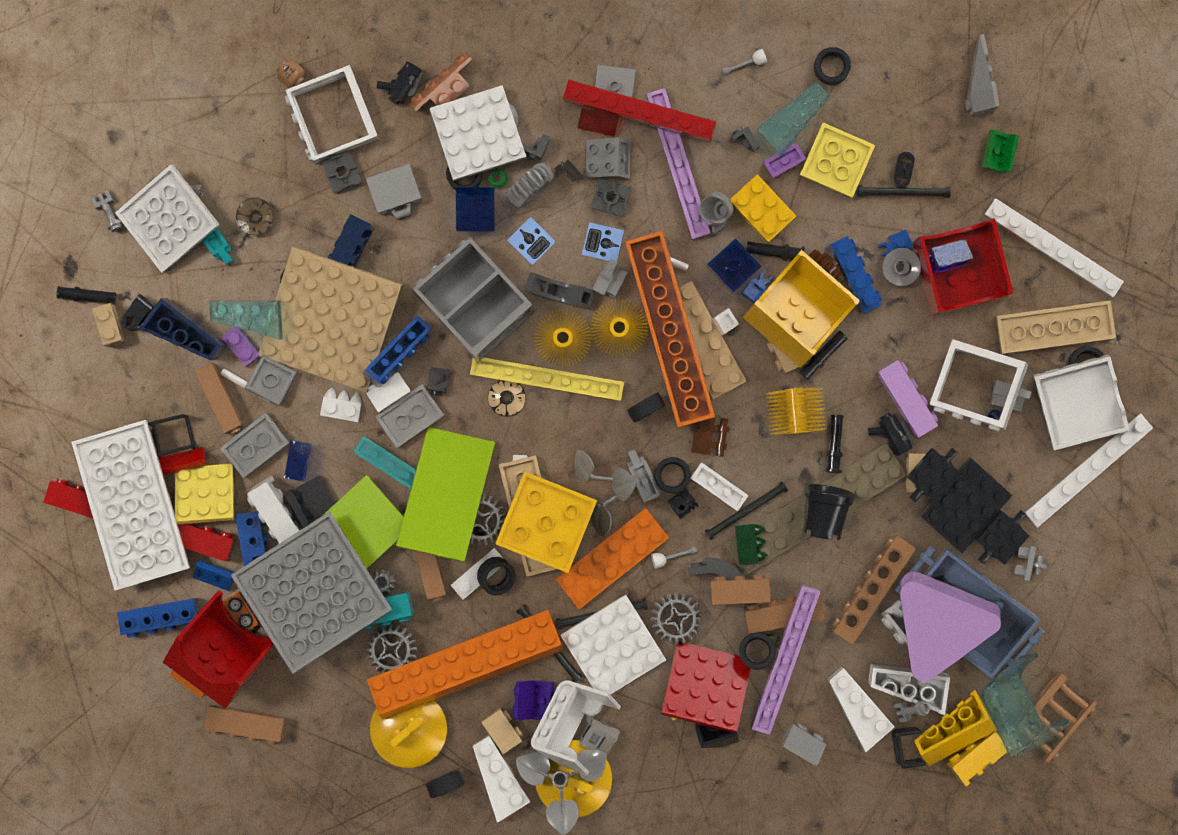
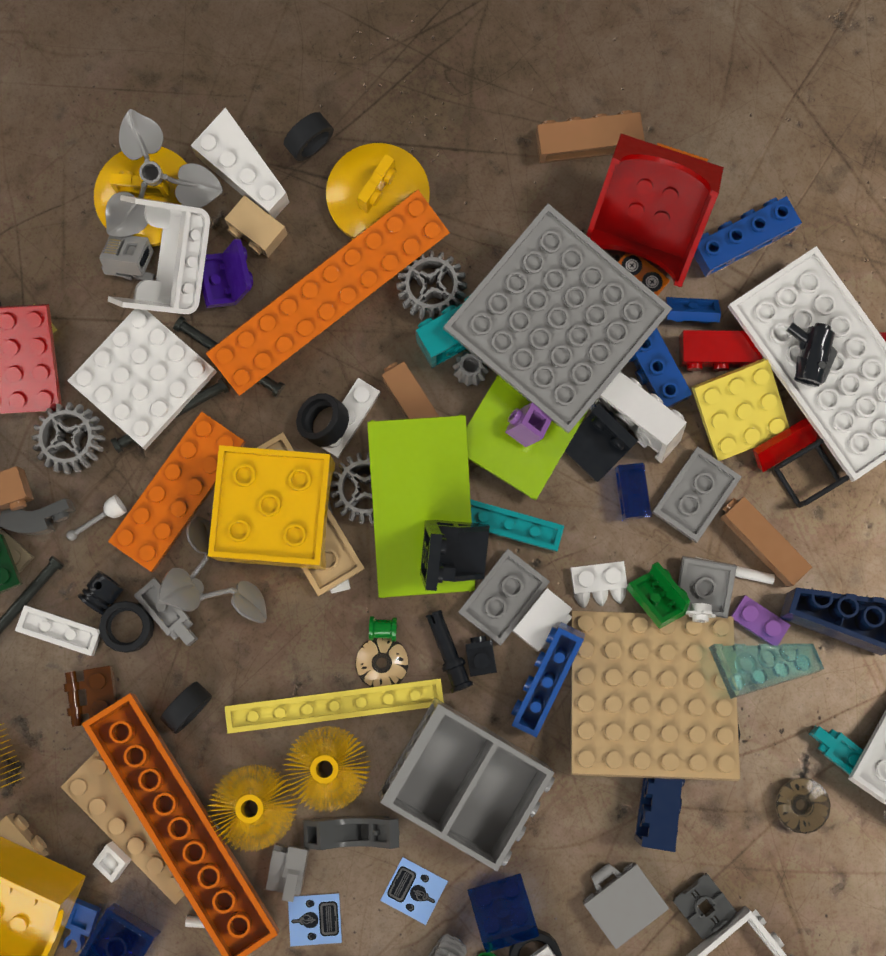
camera: 165 degrees right, 5 degrees down
(141, 514) = (816, 353): none -> black piece
(280, 363) = (700, 612): none -> white plate
(303, 383) = (659, 596): none -> green bracket
(355, 526) = (528, 424): none -> medium lavender brick
(434, 455) = (453, 552): none -> black bracket
(458, 380) = (452, 663): none -> black pin
(498, 419) = (382, 628): none -> green bush

